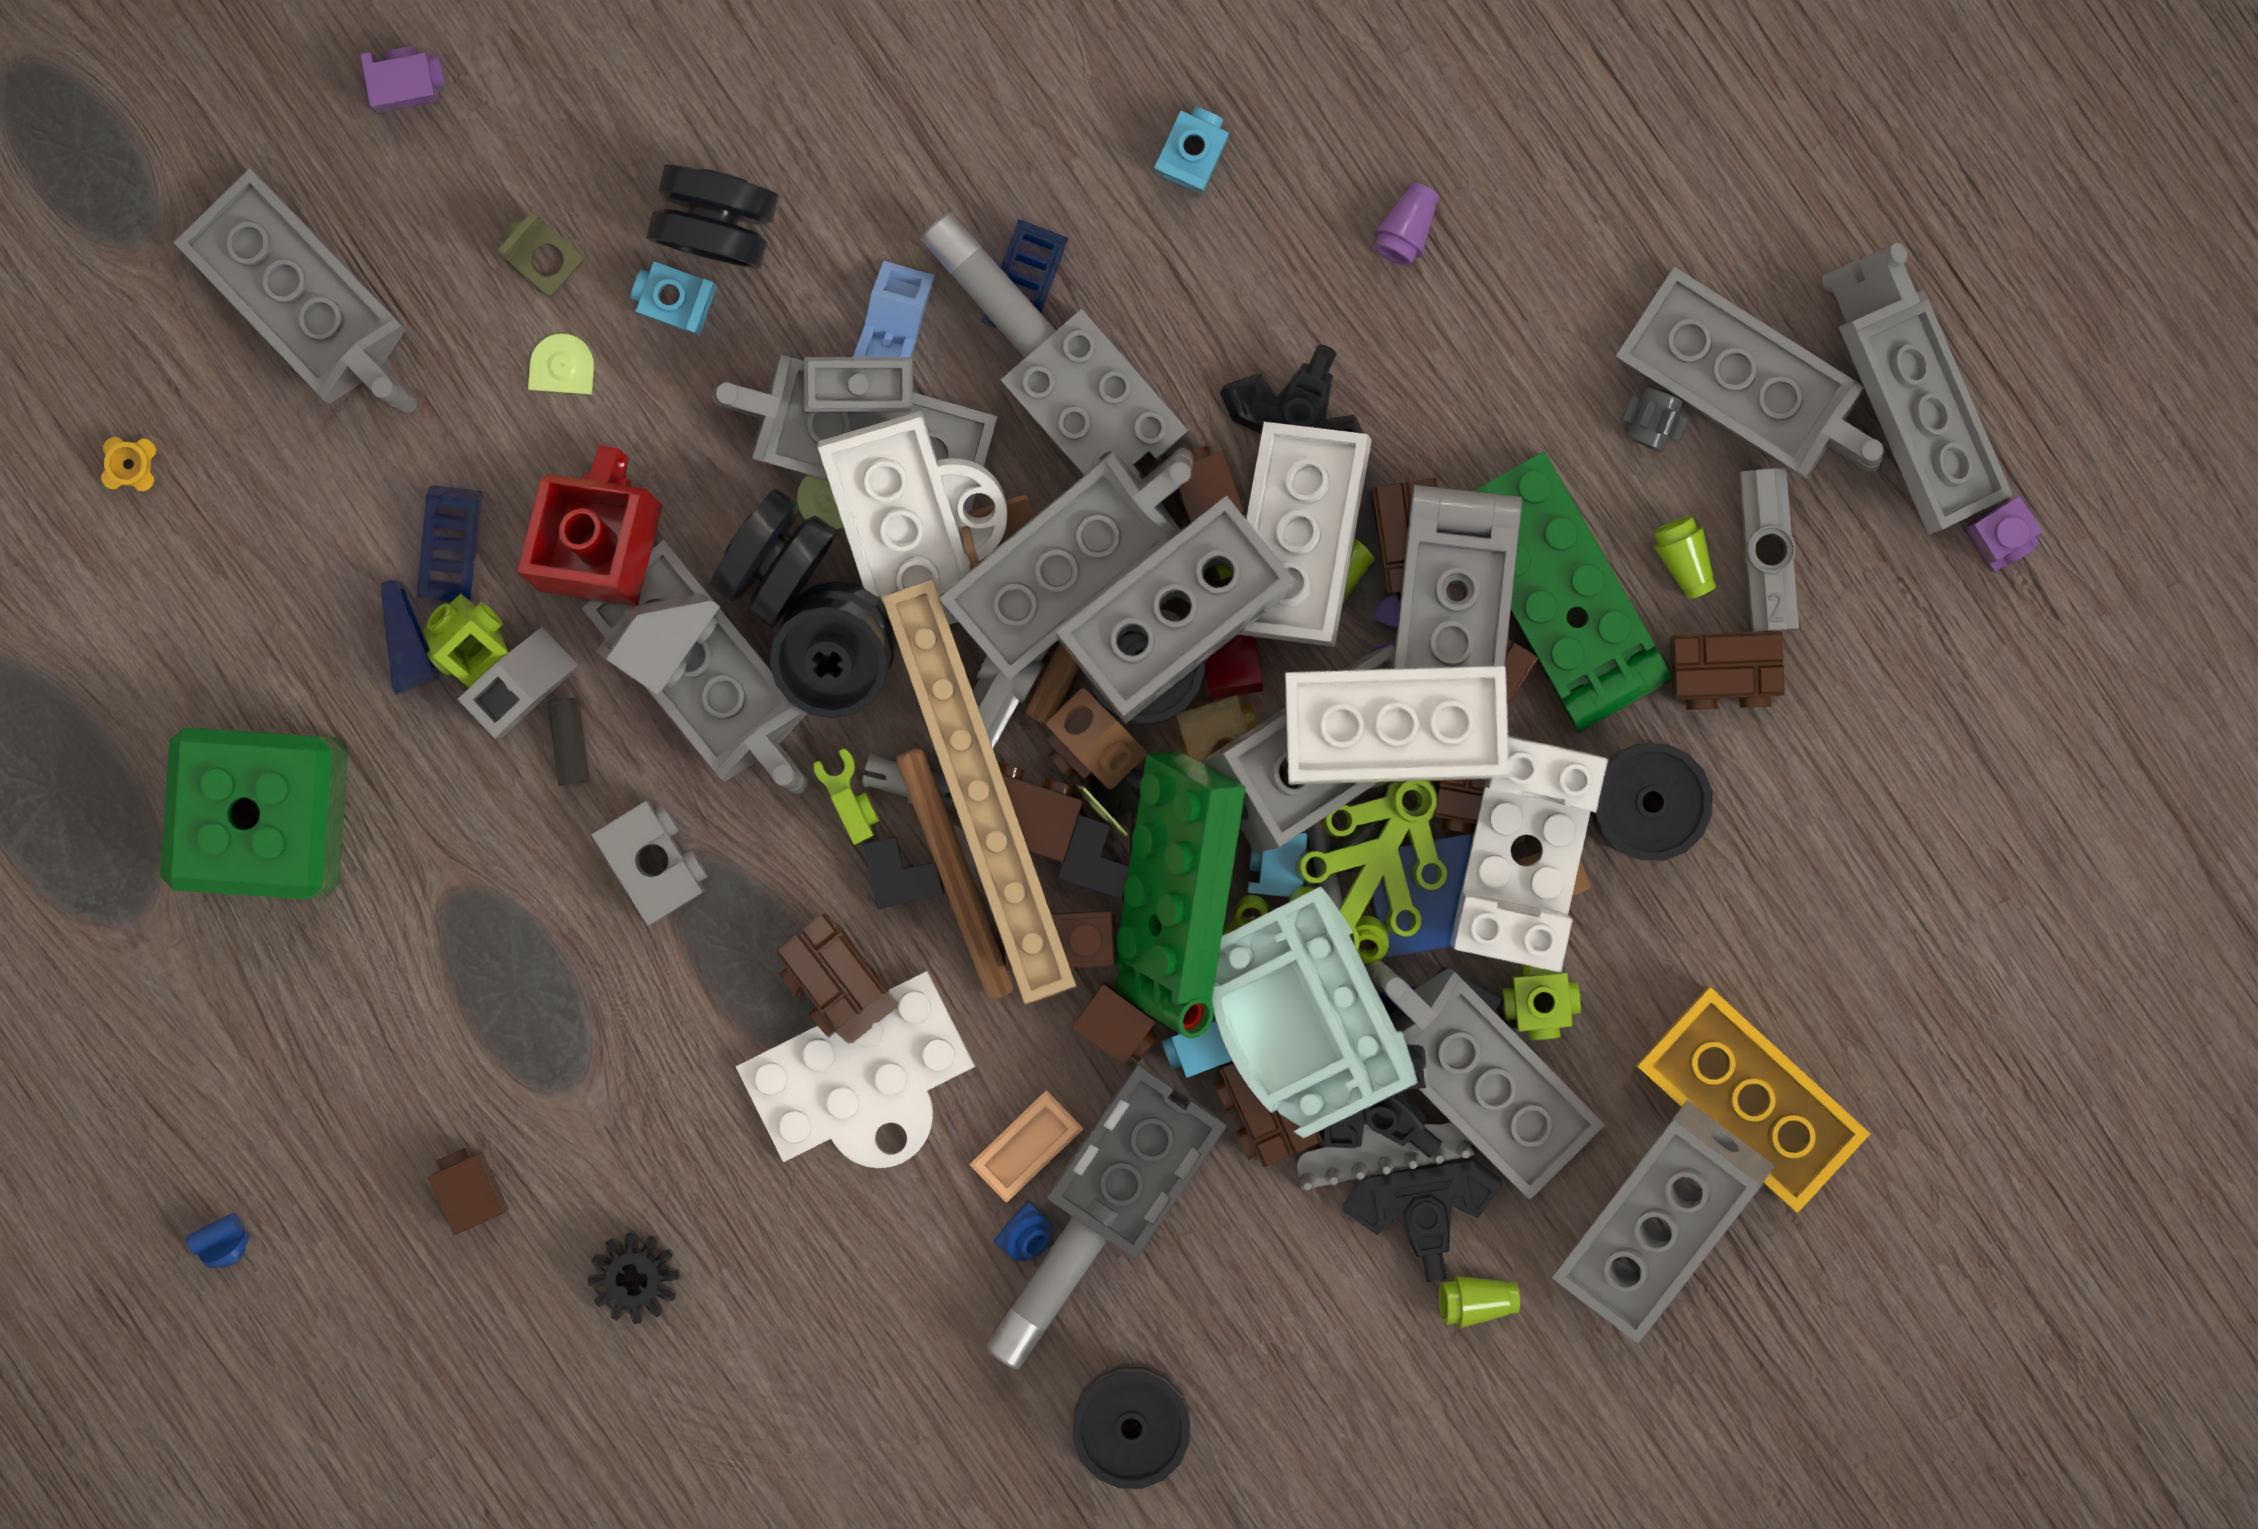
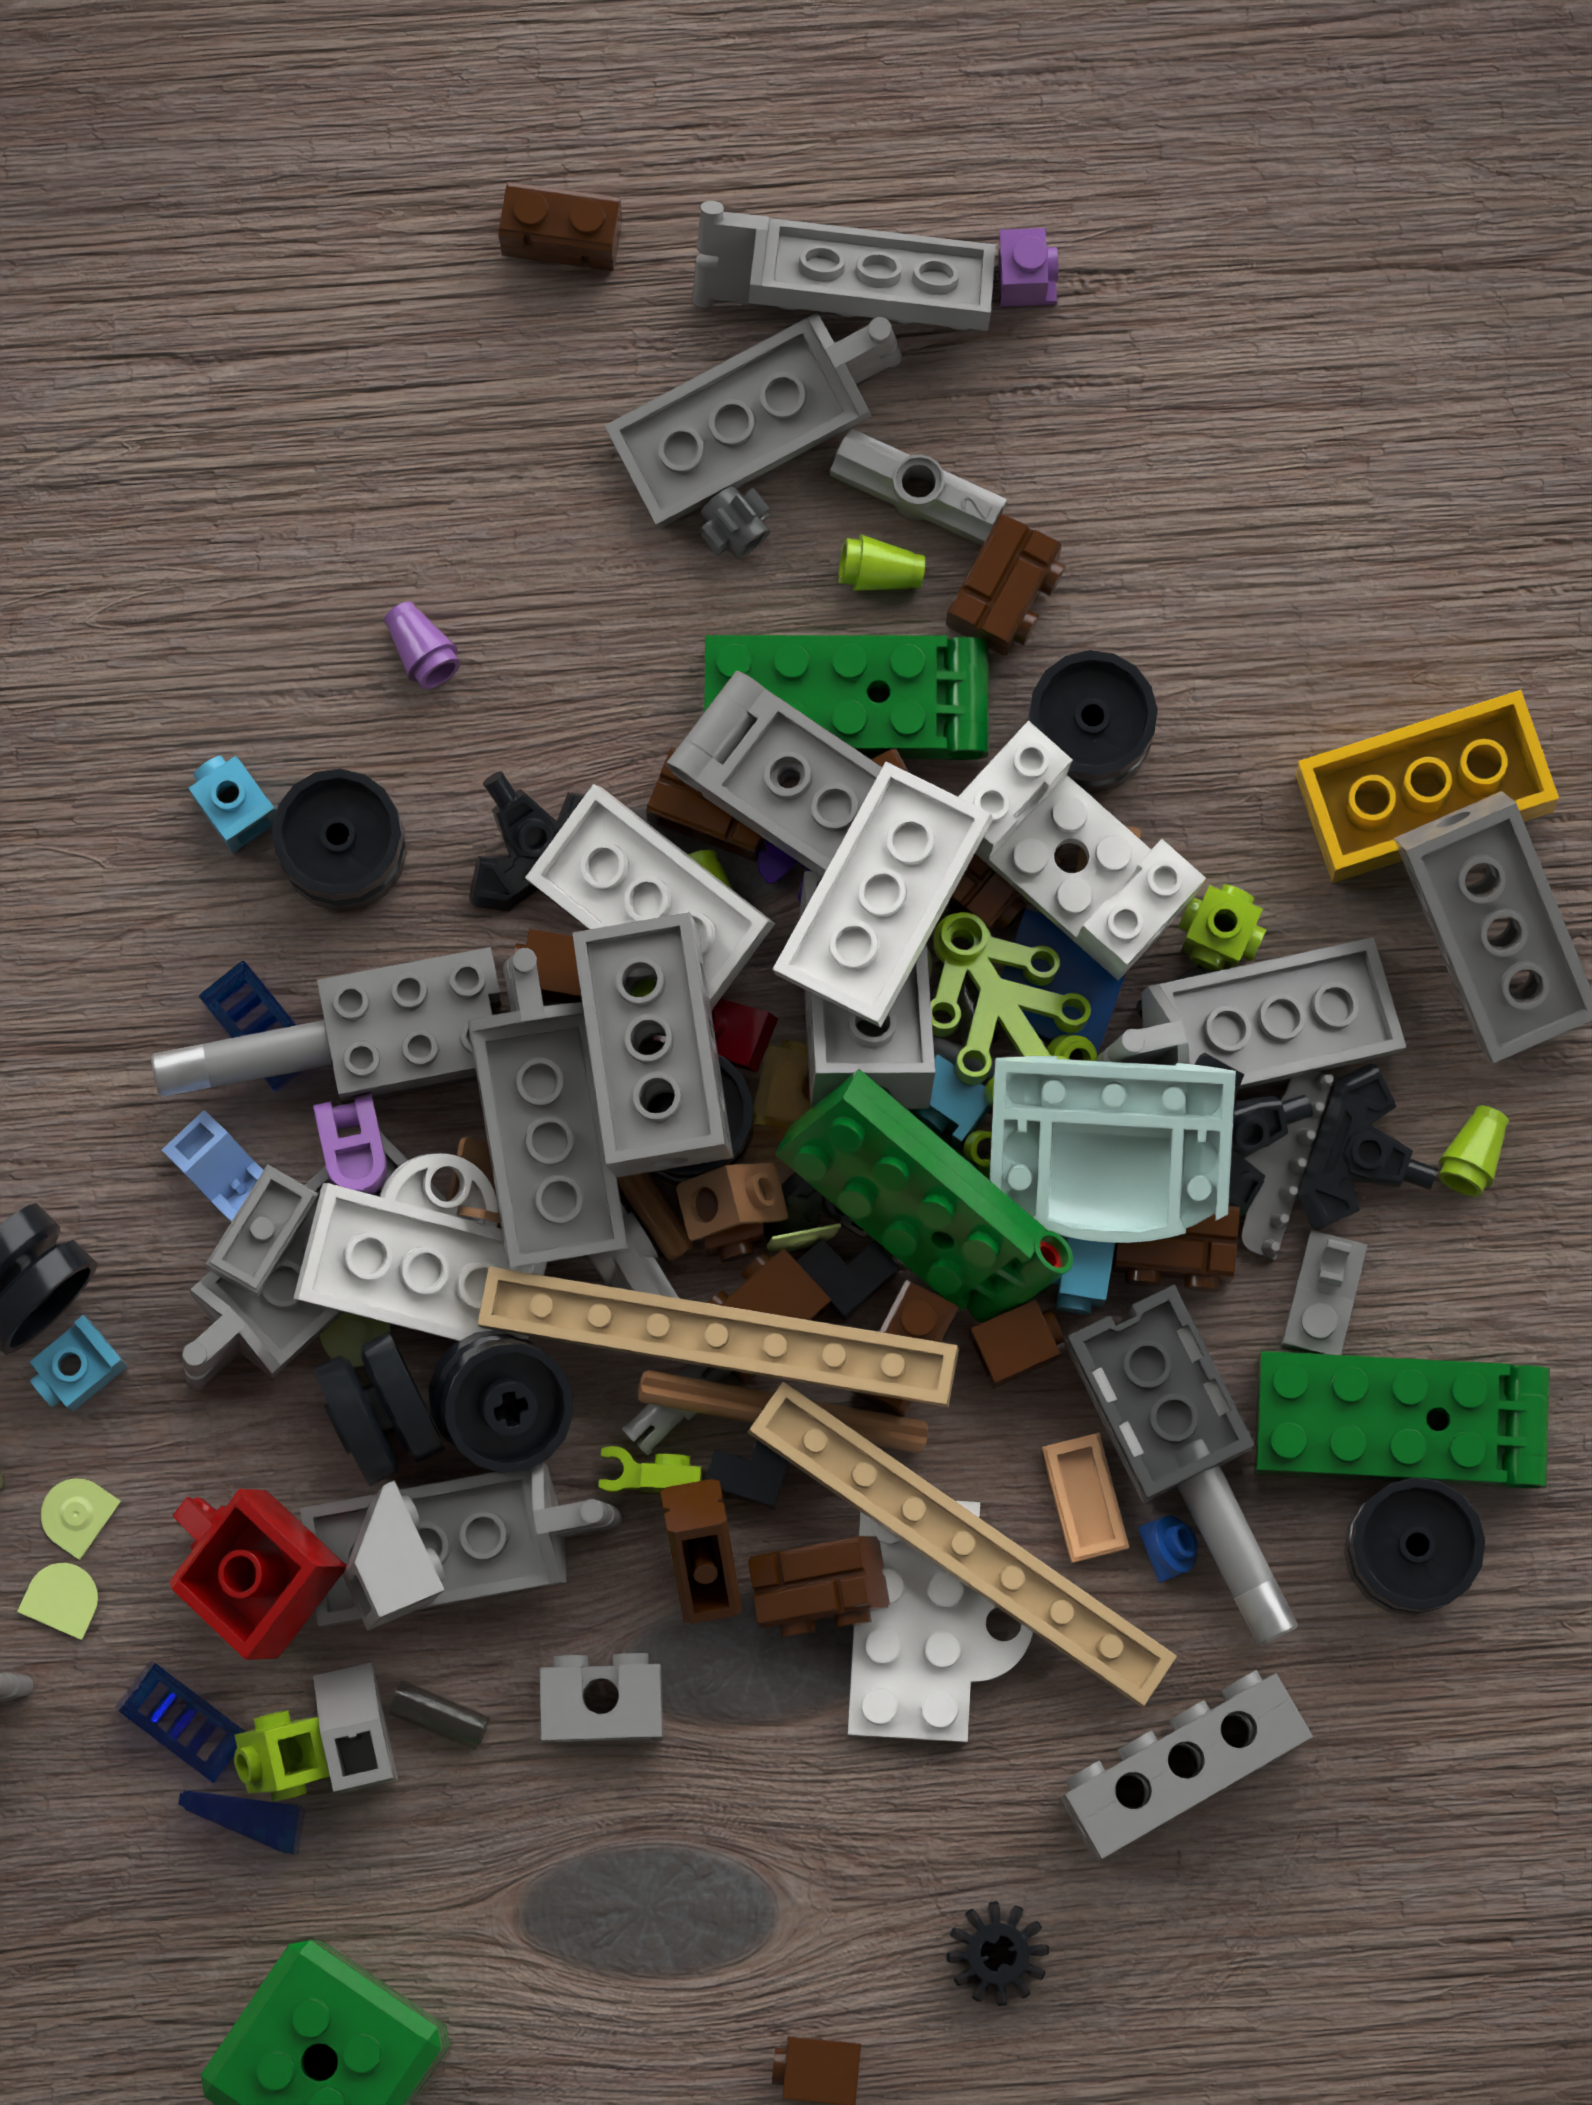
camera: 60 degrees left, 10 degrees down
(490, 394) = (61, 1598): none -> yellowish green piece
(806, 874) = (701, 1551): none -> reddish brown brick
(869, 1370) = (1271, 1730): none -> light grey brick
(929, 1072) = (962, 1544): none -> tan plate
(956, 425) = (358, 1159): none -> medium lavender plate
(1205, 224) = (344, 874): none -> black wheel
(1220, 1334) = (1371, 1424): none -> green hinge
(1295, 1244) = (1324, 1294): none -> light grey plate
(1821, 132) = (560, 226): none -> reddish brown brick

